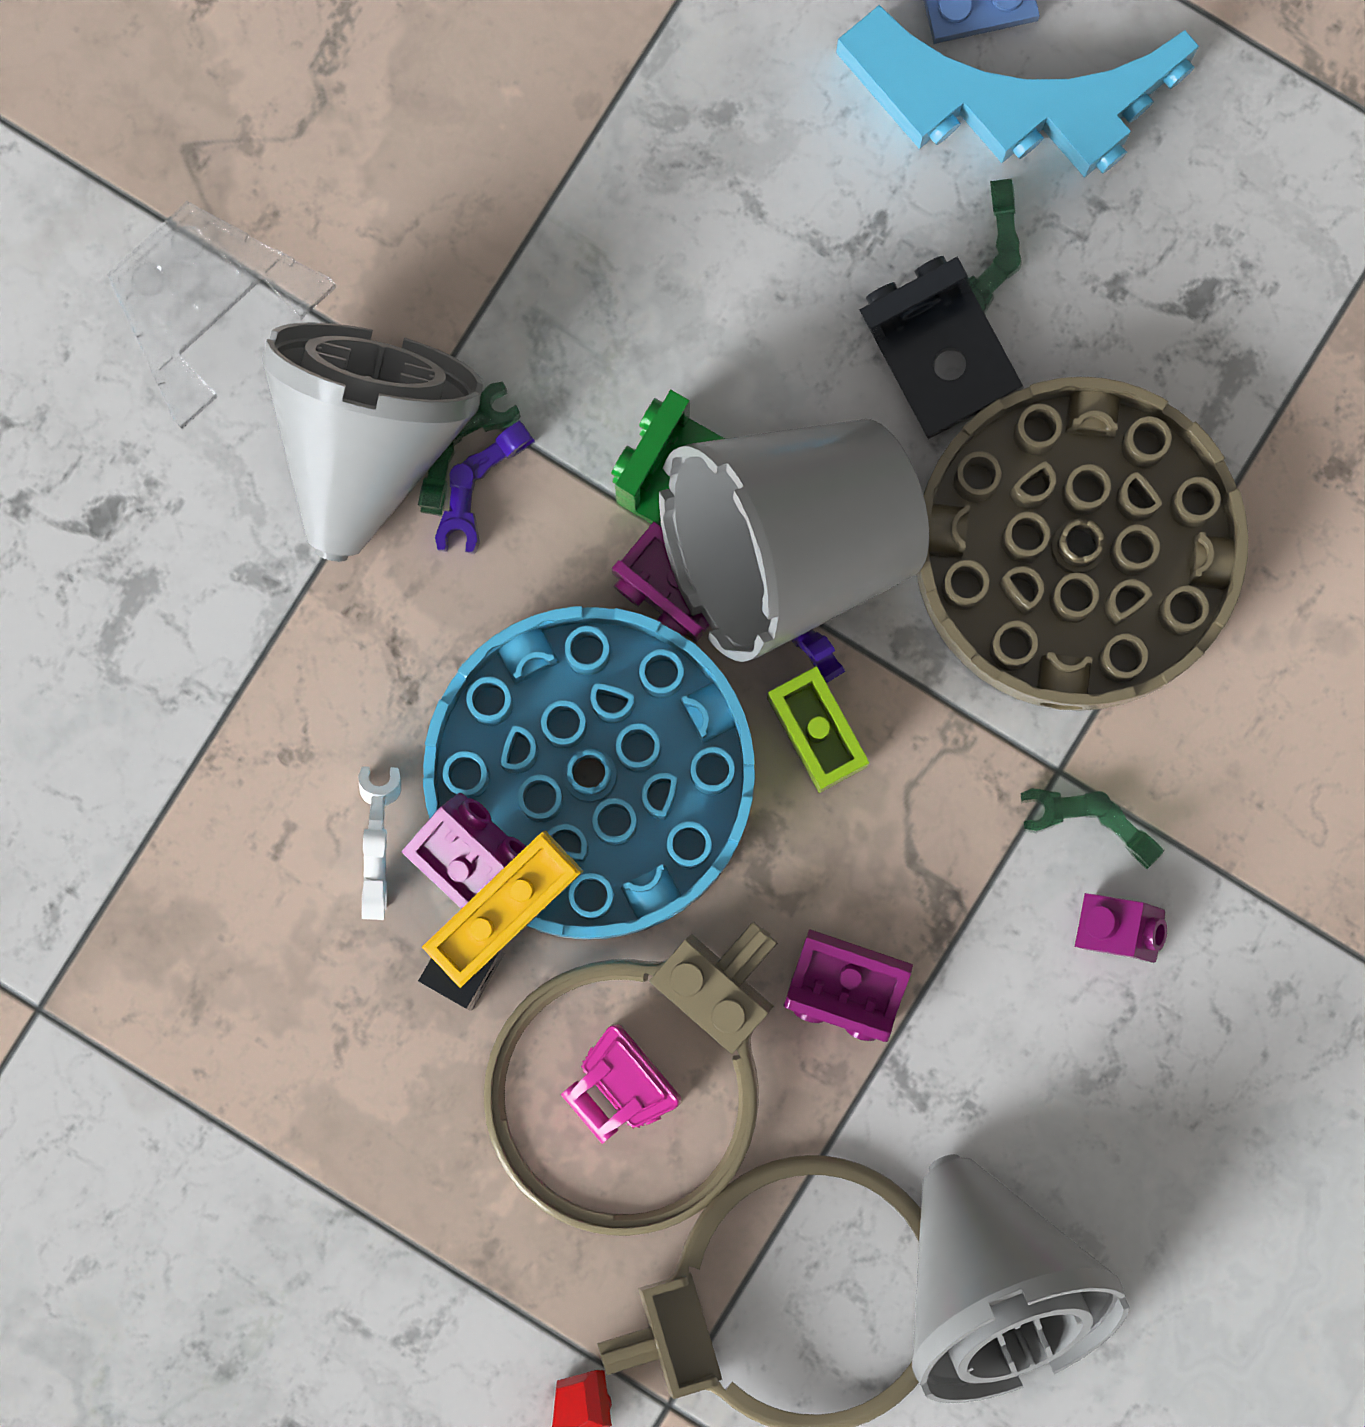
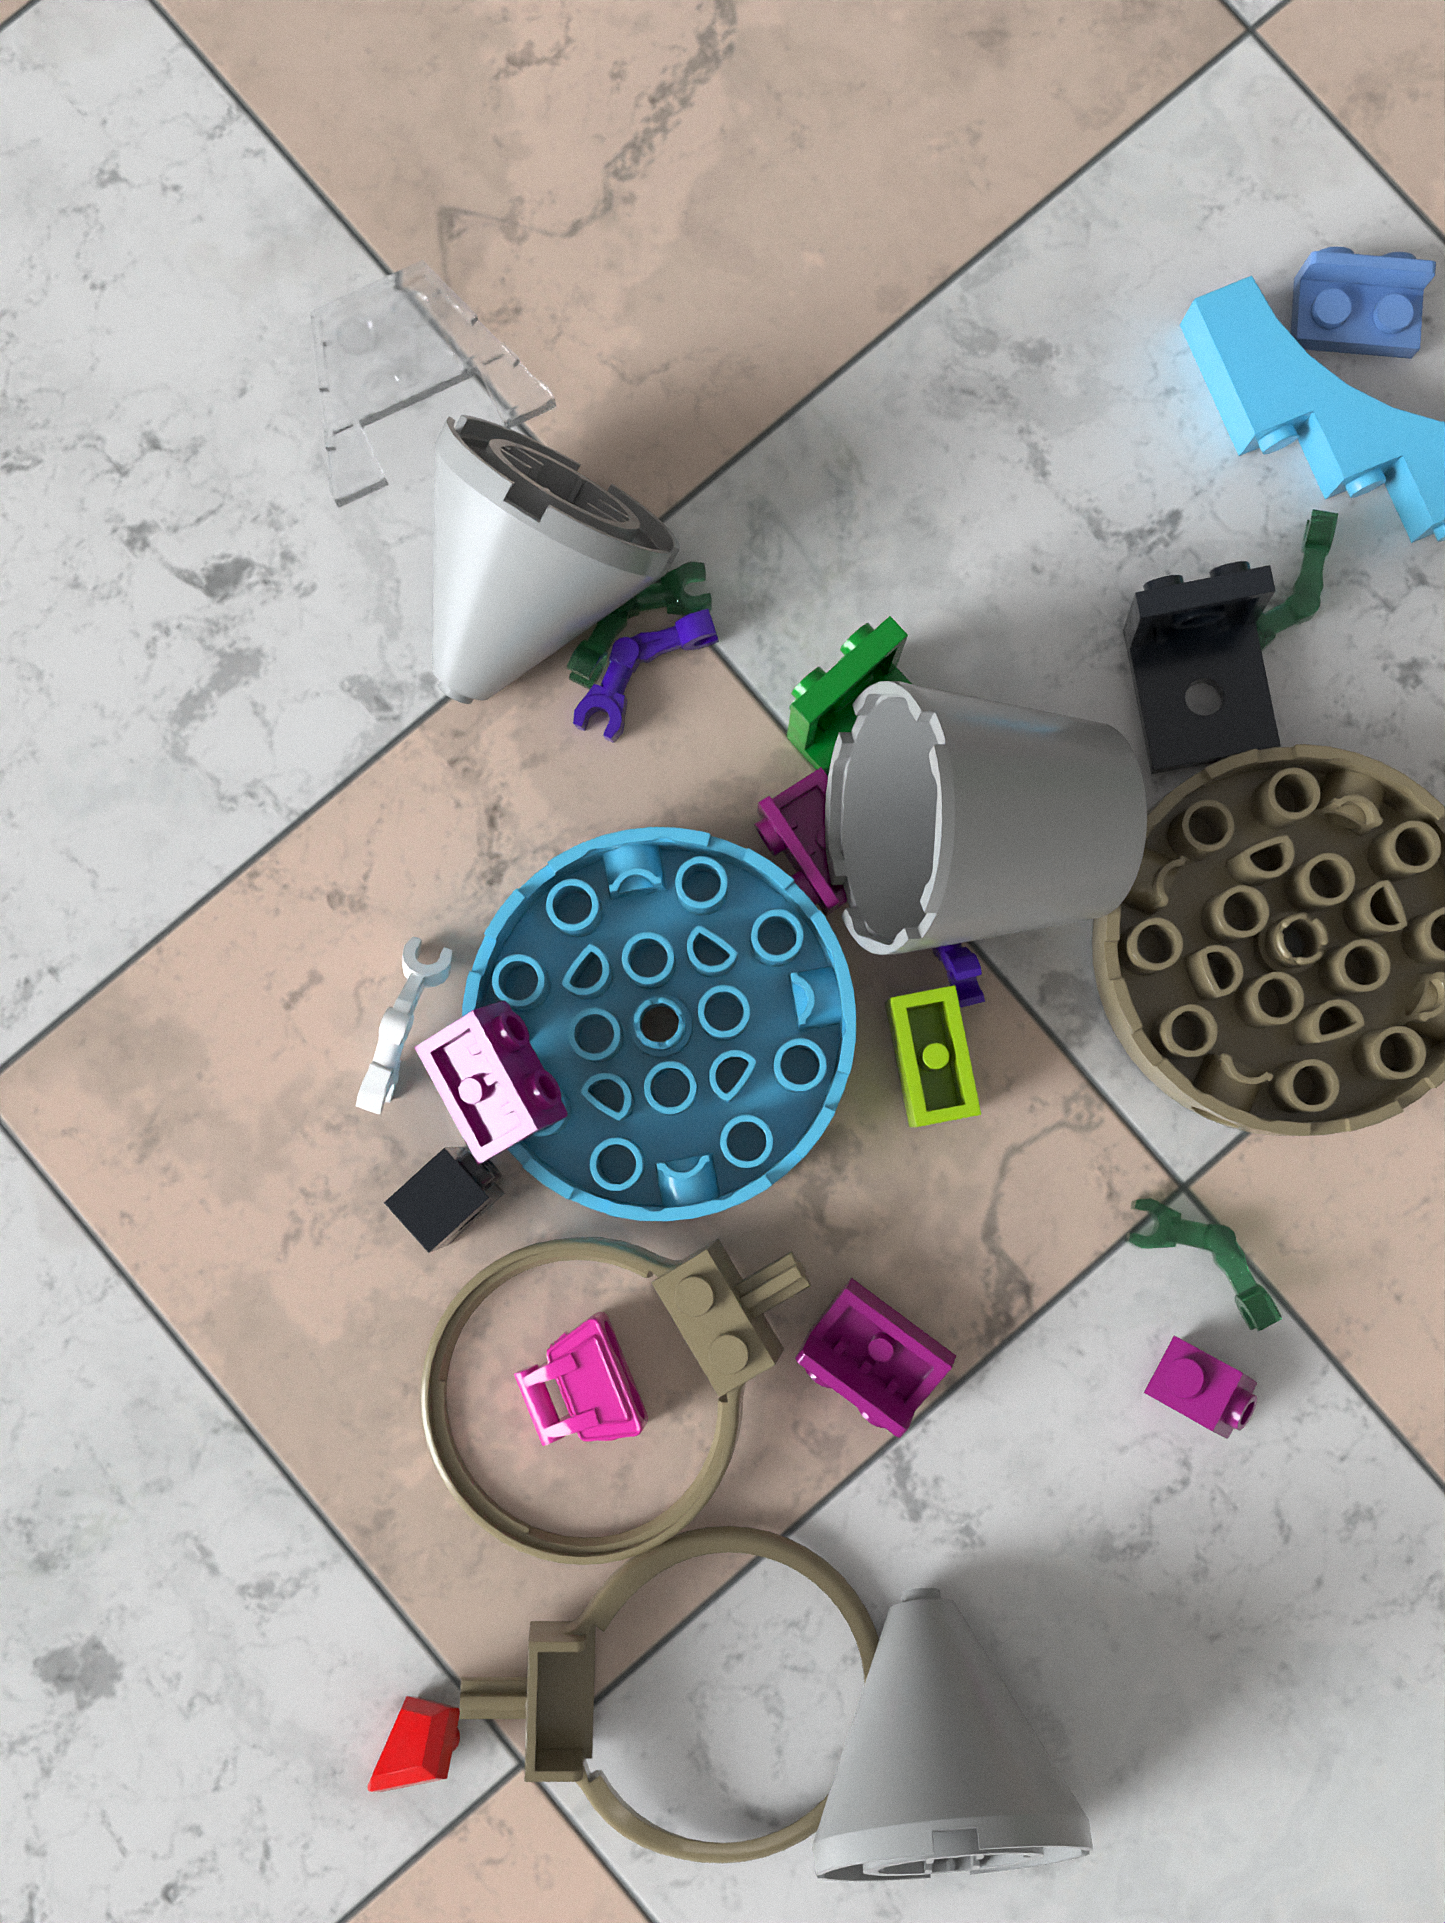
camera: 20 degrees right, 0 degrees up
(502, 908) = (505, 1152): yellow tile -> none

